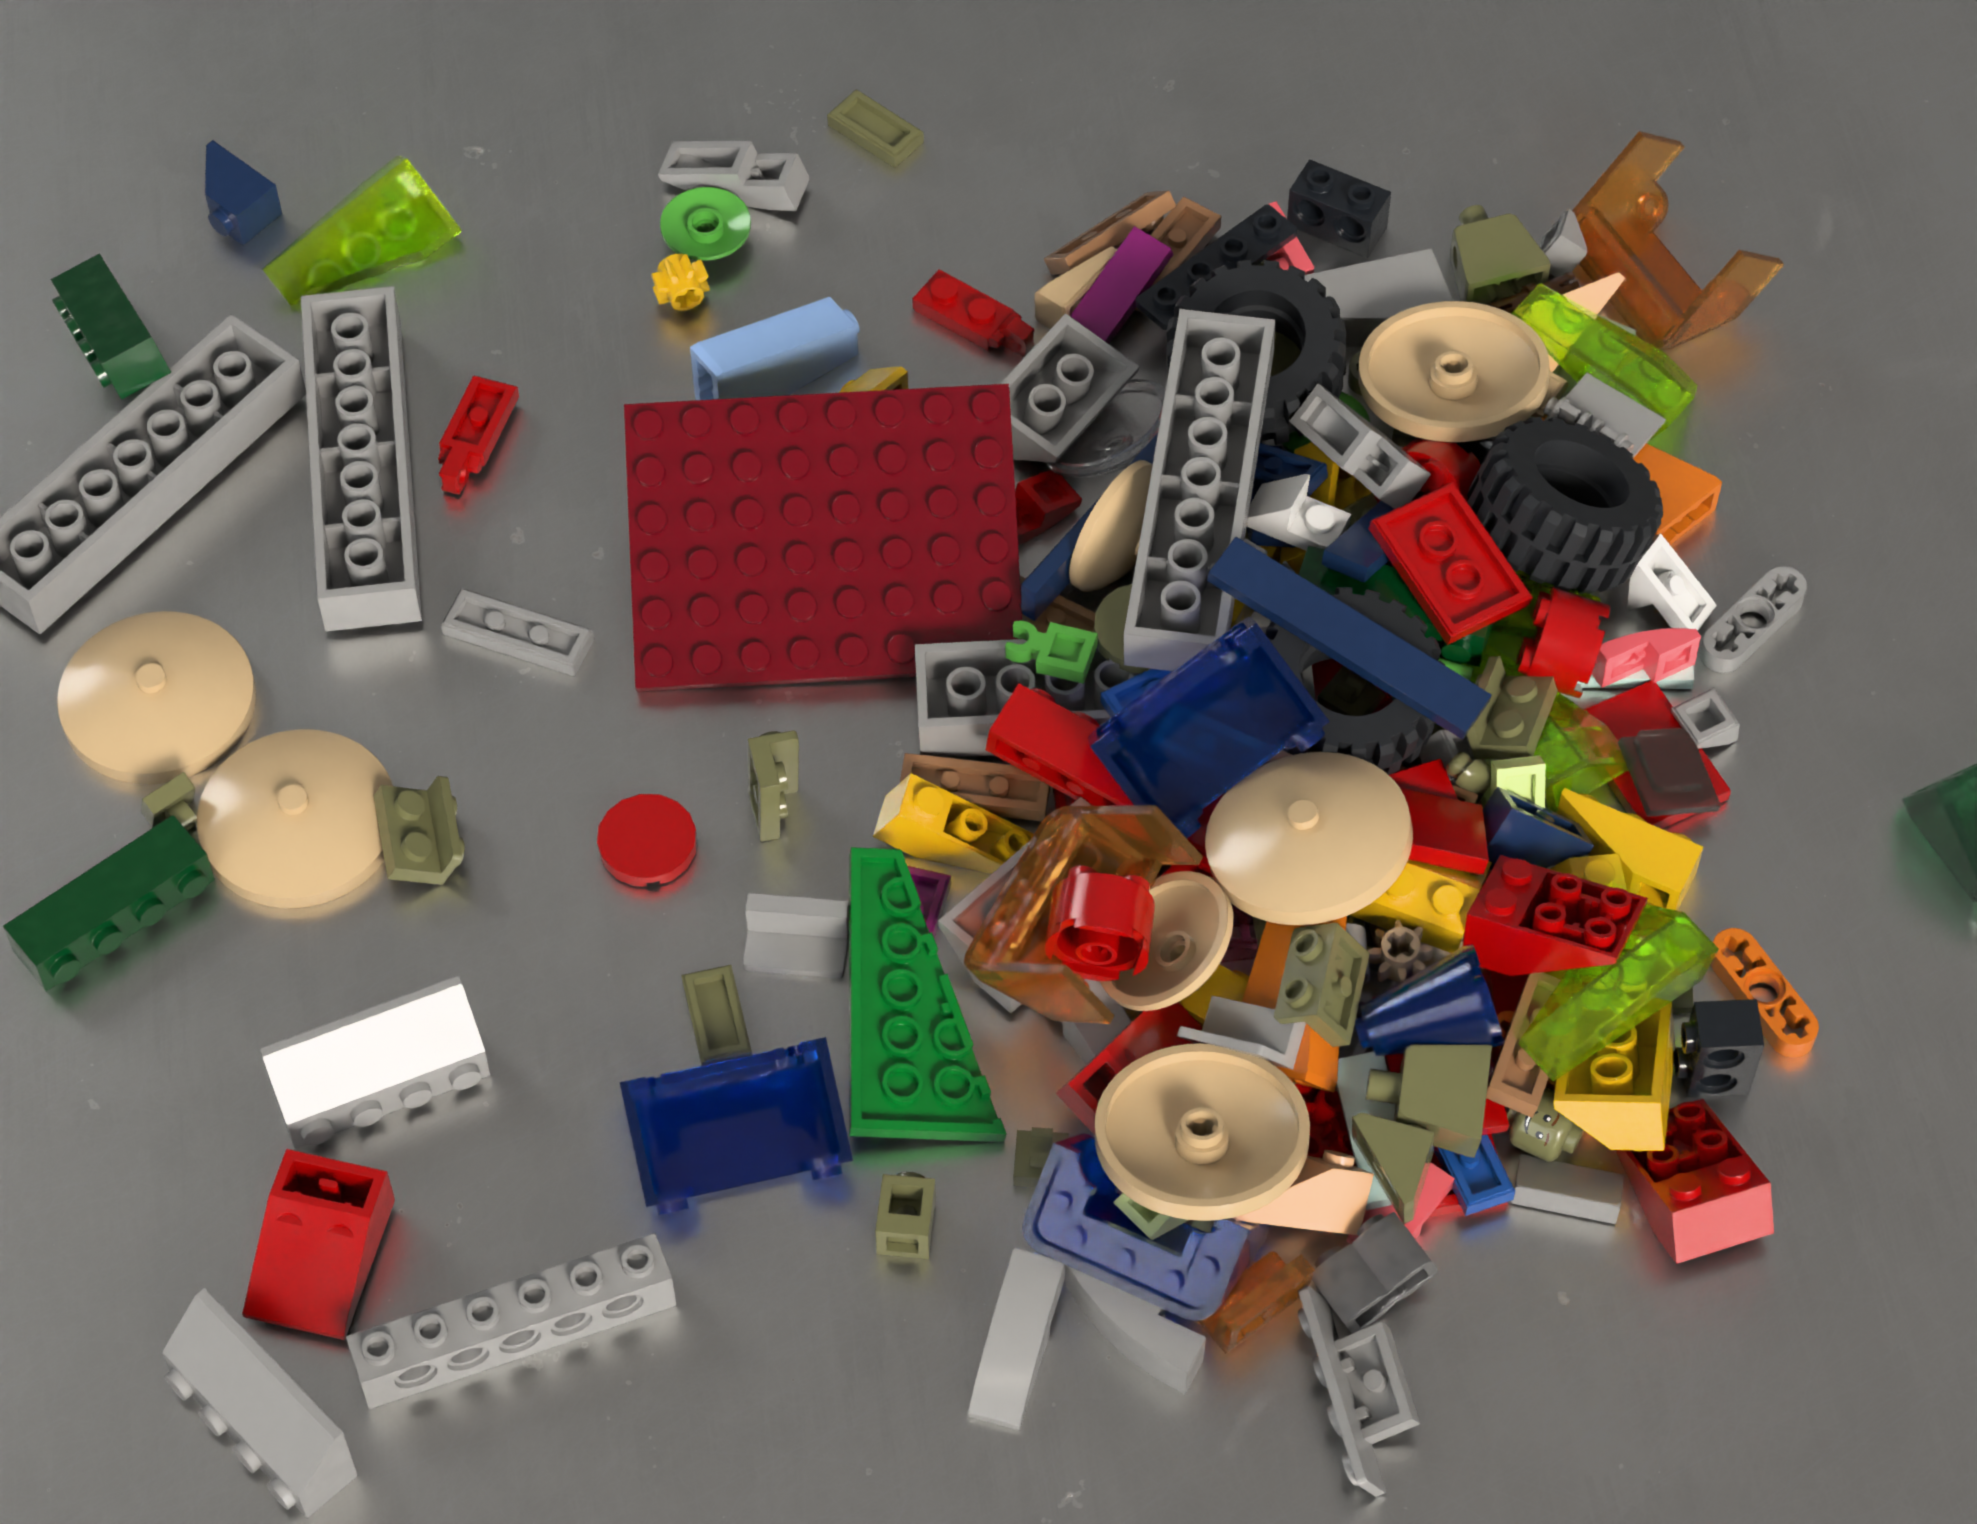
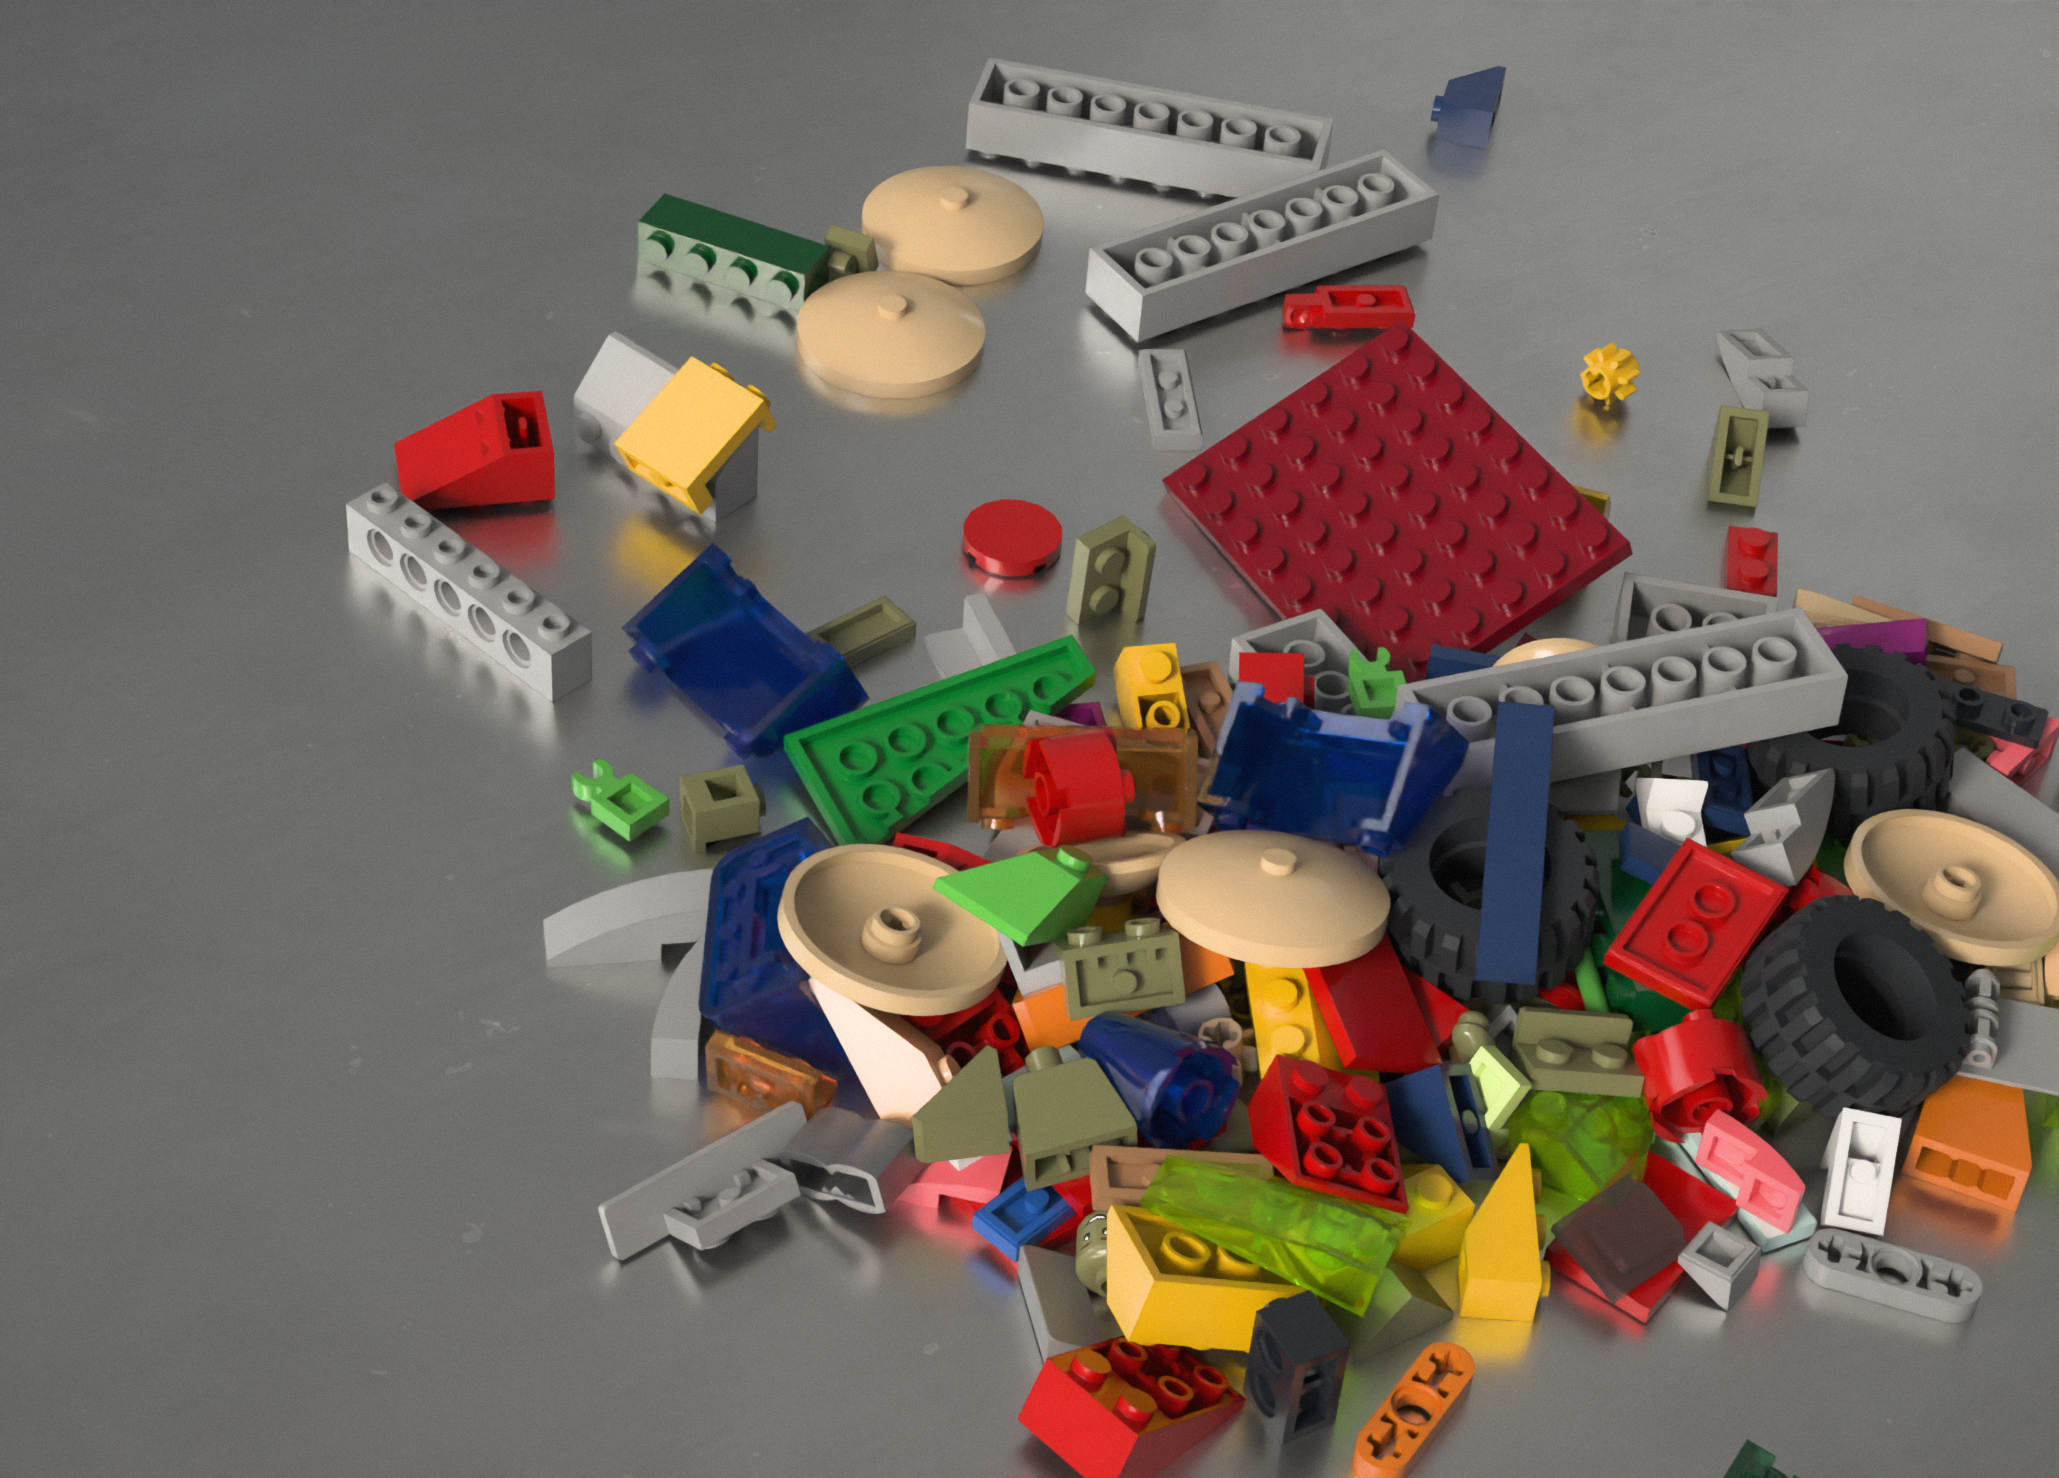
camera: 60 degrees right, 15 degrees down
(107, 328) = (1269, 68): dark green brick -> none
(257, 1407) = (304, 471): light grey slope -> none
(372, 230) = (1507, 188): clear neon green wedge -> none
(419, 832) = (915, 394): olive bracket -> none
(434, 1036) = (693, 431): none -> yellow panel
(705, 223) = (1688, 371): bright green dish -> none
(775, 353) = (1583, 442): light blue slope -> none
(840, 251) = (1737, 456): none -> olive slope
(857, 1289) = (622, 804): none -> bright green plate
(875, 128) = (1902, 452): olive tile -> none
(1223, 1014) = (1029, 895): none -> bright green slope

